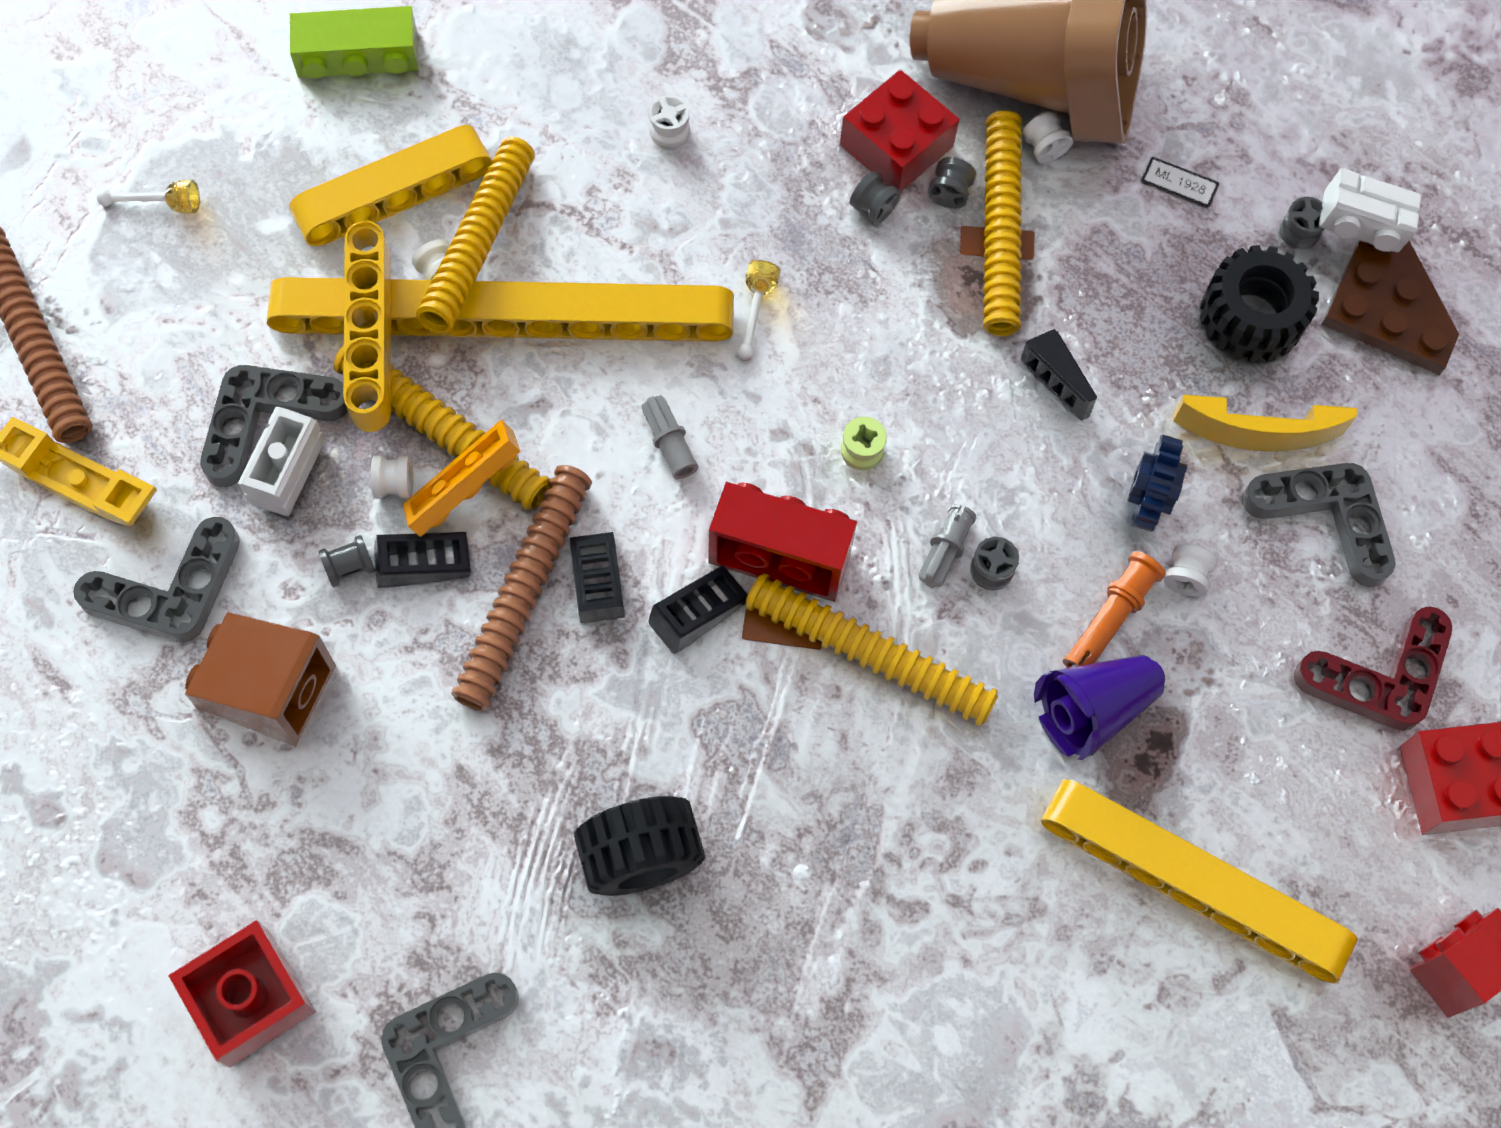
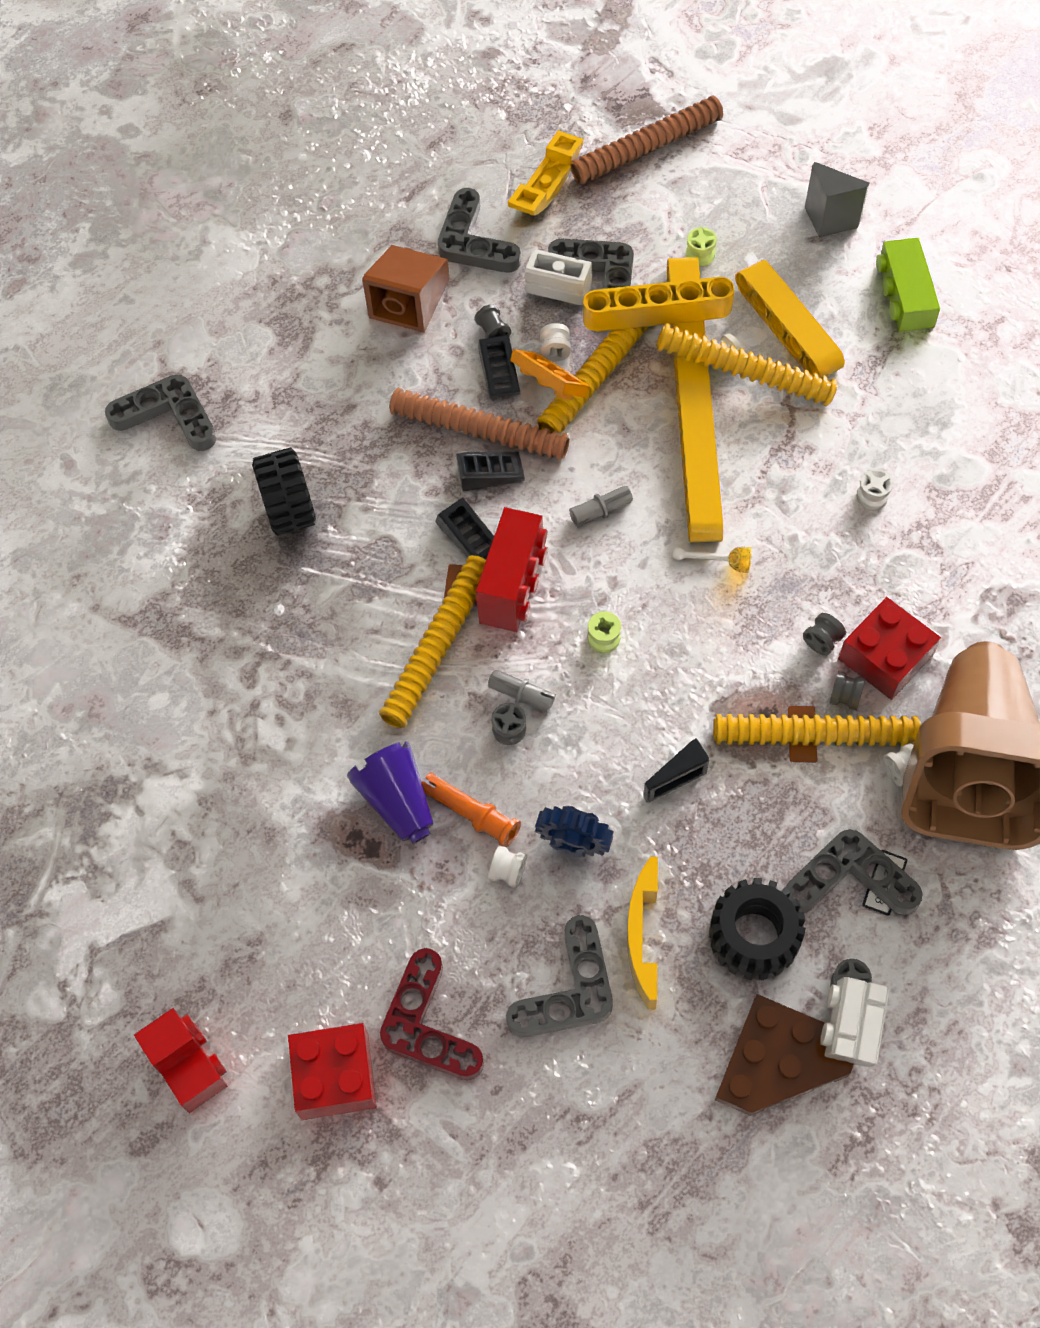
camera: 95 degrees right, 5 degrees down
(180, 196) = (761, 199): hinge -> none
(203, 104) = (834, 200): none -> dark grey slope
(237, 271) = (701, 244): none -> yellowish green wheel
(242, 994) = (204, 299): red brick -> none
(1167, 203) = (857, 864): none -> dark grey beam
(1200, 881) = (255, 866): yellow beam -> none

